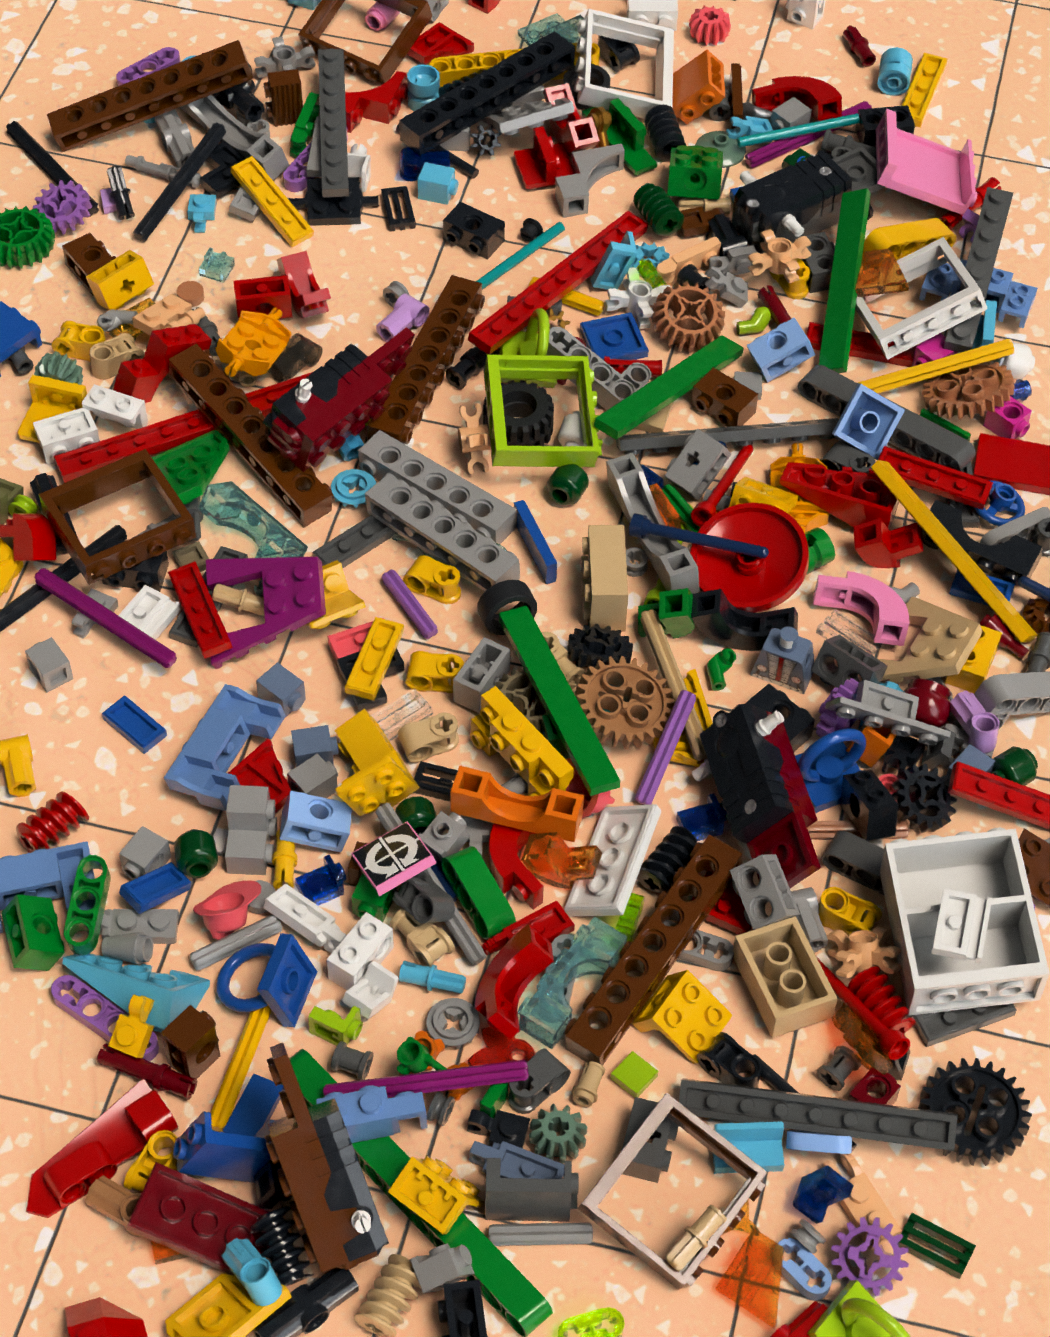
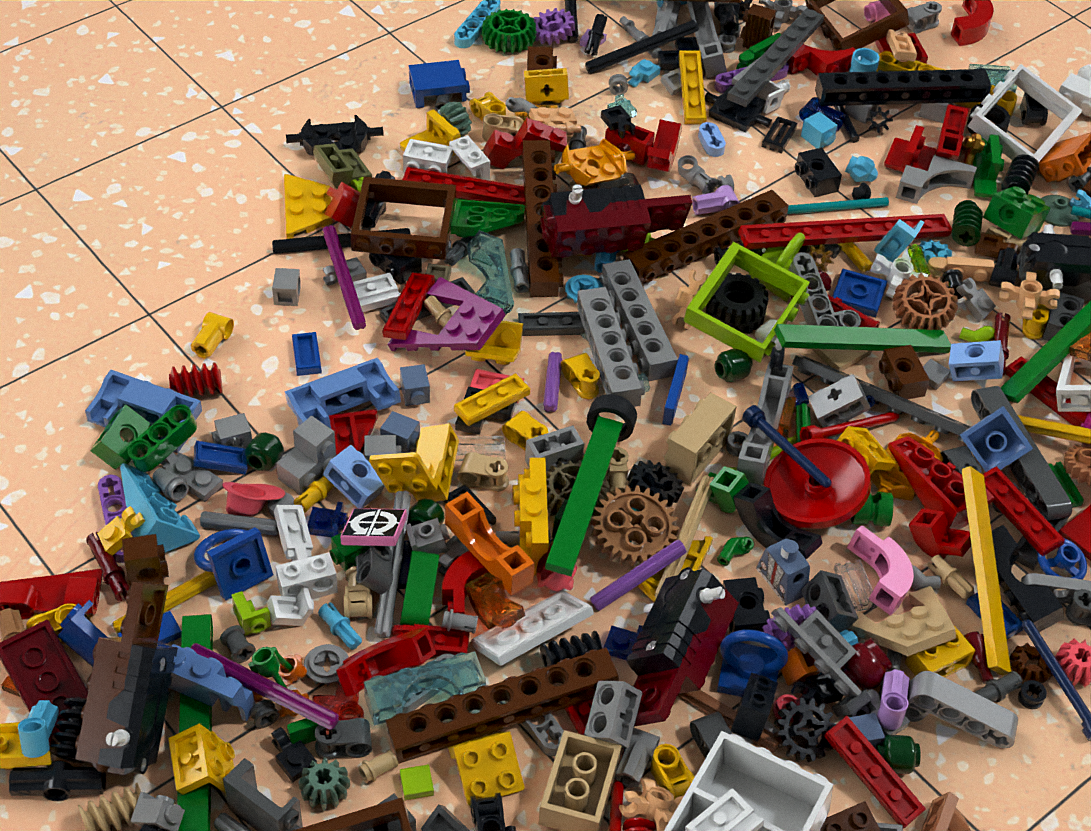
camera: 35 degrees right, 5 degrees down
(190, 239) = (617, 90): none -> light grey bush
(191, 292) = (588, 117): nougat tile -> none
(244, 280) = (618, 119): none -> black plate
(272, 504) = (519, 270): none -> light grey pin
(340, 252) = (711, 139): none -> light blue beam
(359, 299) = (696, 175): none -> light grey connector
(445, 44) = (901, 46): none -> light nougat hinge
(512, 117) = (904, 112): light grey plate -> none
(512, 204) = (862, 169): none -> medium azure rock
(516, 1161) = (276, 782): sand blue hinge -> none
(540, 901) = (459, 621): none -> light grey pin
(617, 453) = (777, 358): none -> black bush
(629, 920) = (515, 667): clear neon green beam -> none
(735, 262) = (993, 285): light grey plate -> none
(923, 577) = (951, 577): none -> tan axle

